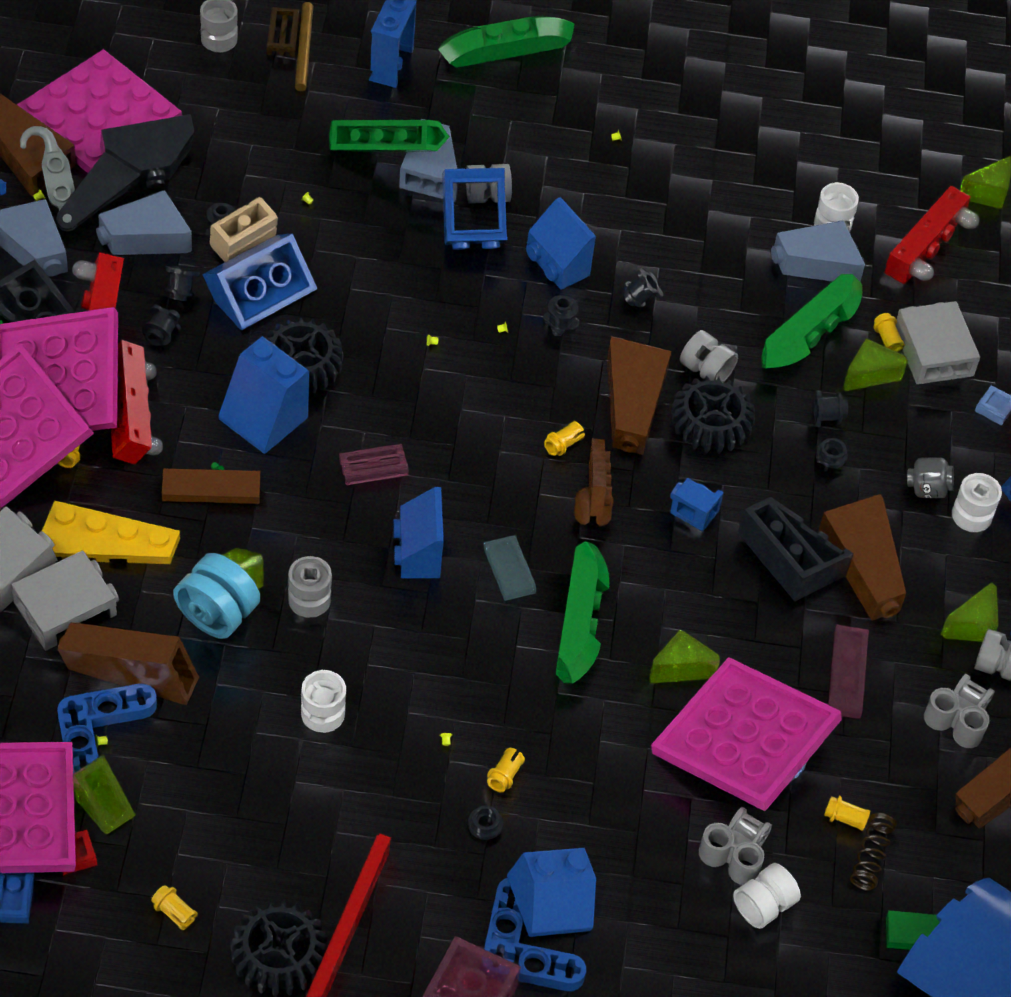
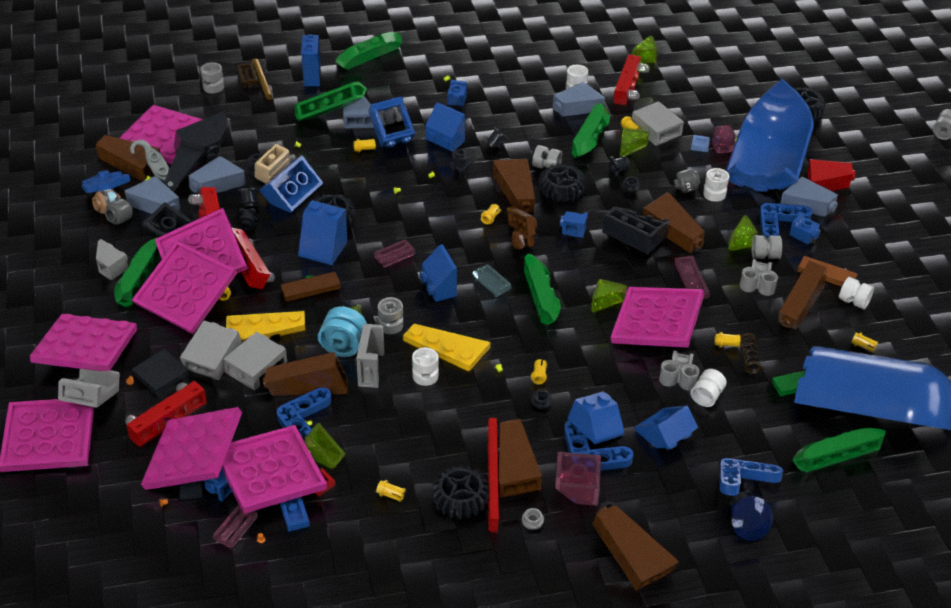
camera: 15 degrees left, 10 degrees down
(251, 628) = (369, 349): none -> light grey panel
(386, 675) = (451, 347): none -> yellow wing
(388, 927) = (517, 463): none -> reddish brown slope
(415, 234) = (360, 145): none -> yellow pin
(617, 175) = (457, 93): none -> blue brick
(664, 944) = (667, 427): none -> blue slope

